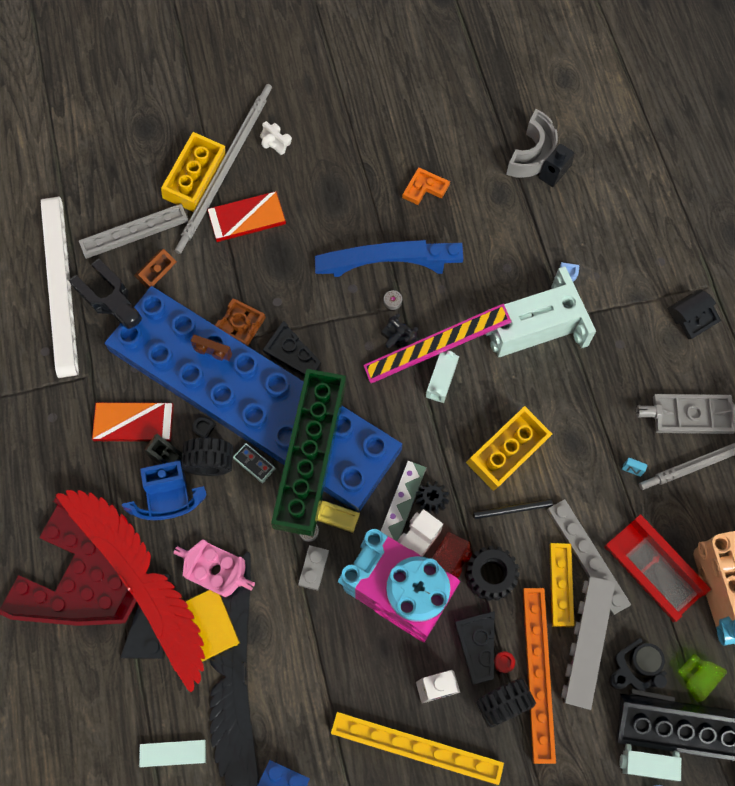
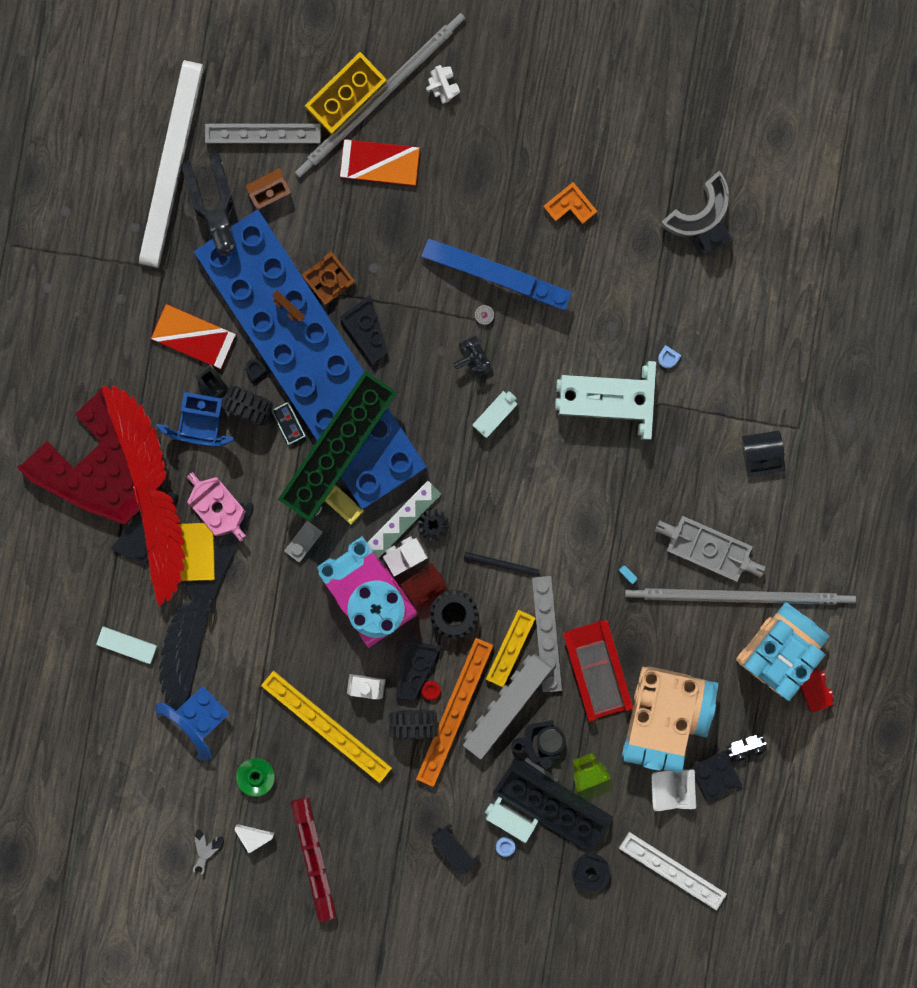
camera: 25 degrees right, 20 degrees up
(437, 343) = (501, 384): tile -> none
(509, 448) = (522, 510): yellow brick -> none

